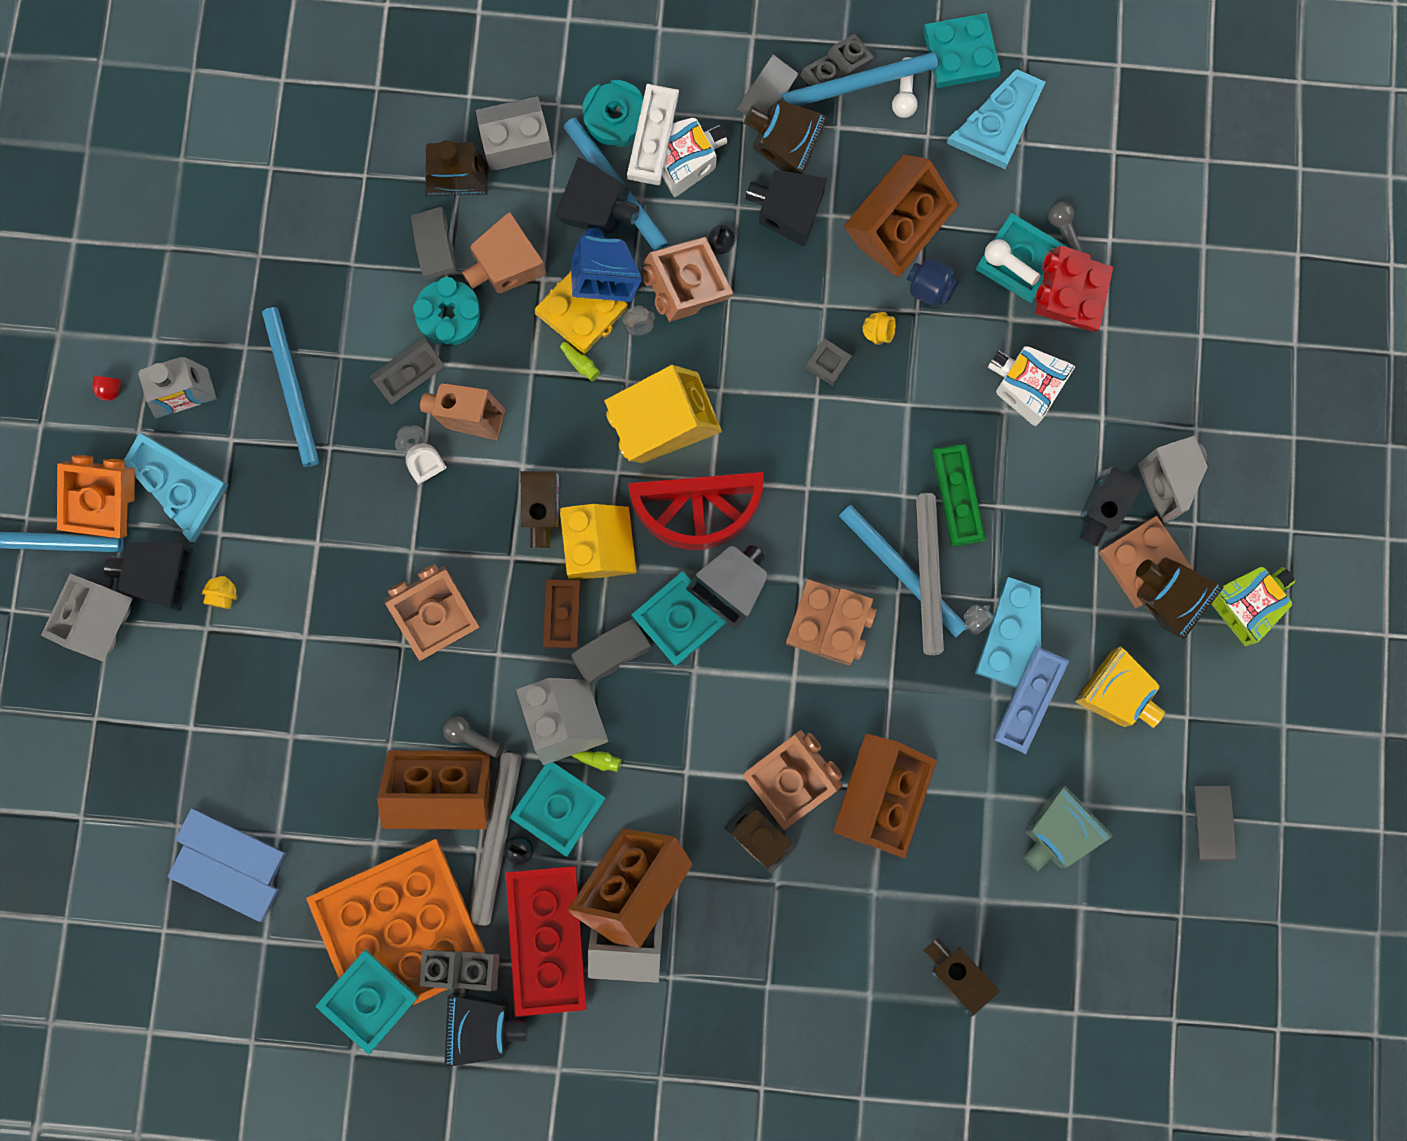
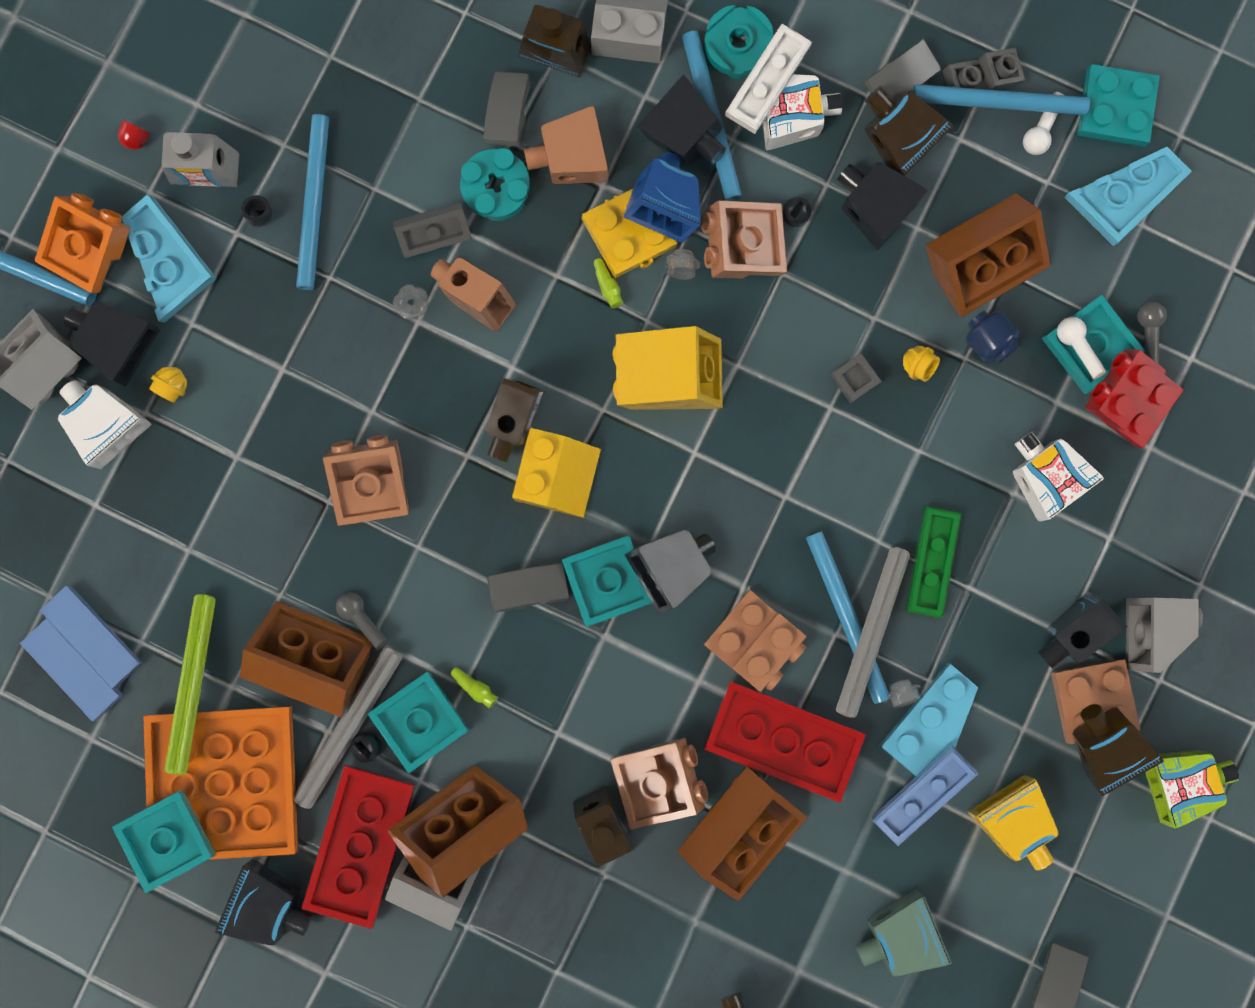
camera: 20 degrees right, 5 degrees up
(169, 650) = (99, 423): none -> white torso
(243, 412) = (257, 207): none -> black hinge
(338, 853) = (190, 685): none -> lime axle
(424, 462) = (415, 328): white tile -> none
(459, 969) = (263, 843): dark grey slope -> none
(561, 614) = (494, 532): reddish brown plate -> none
(561, 718) = (454, 636): light grey slope -> none
(681, 491) = (674, 457): red window -> none
(890, 700) = (784, 741): none -> red plate

